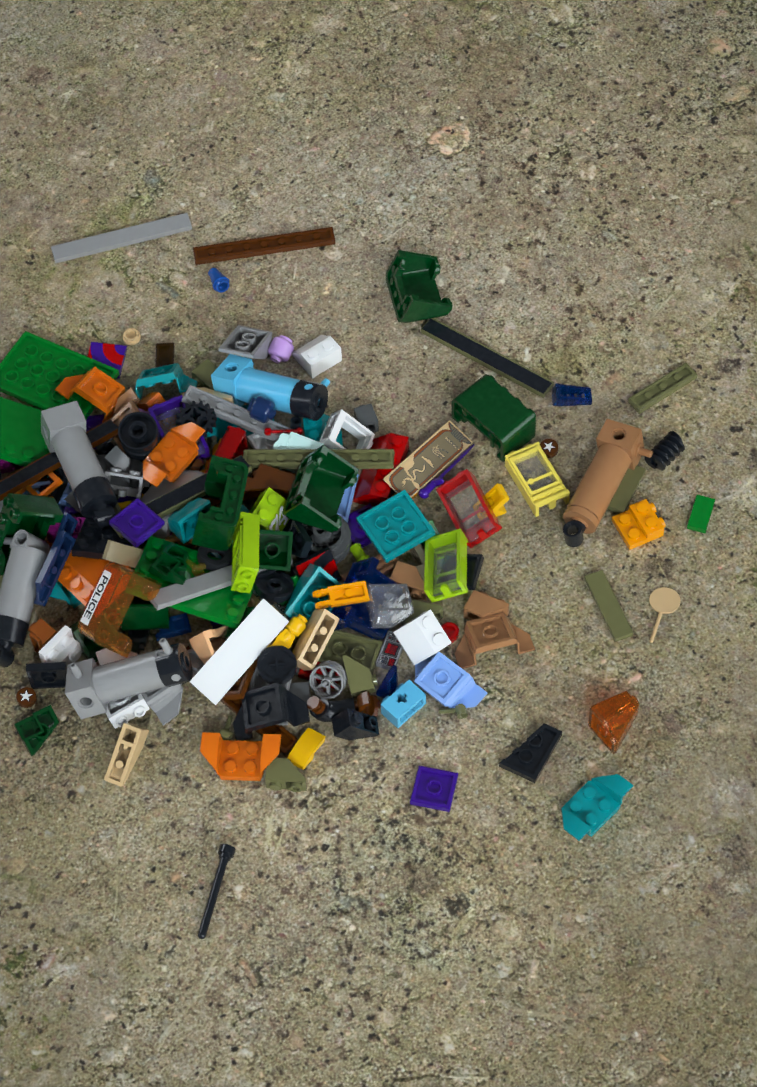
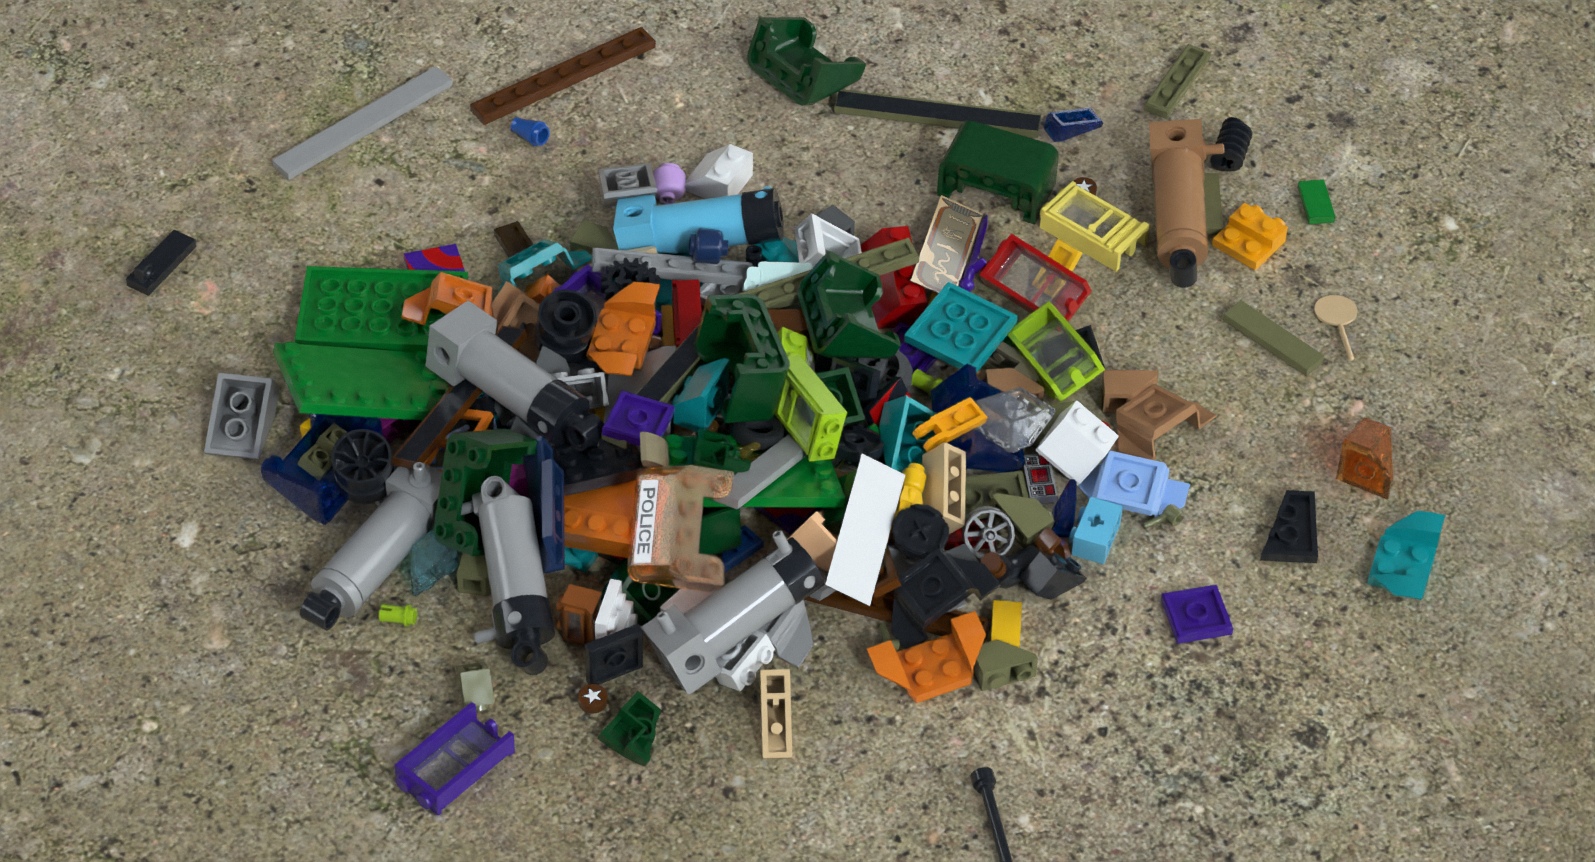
camera: 30 degrees left, 10 degrees down
(131, 336) = (454, 231): tan plate -> none
(268, 431) = (727, 272): red hinge -> none

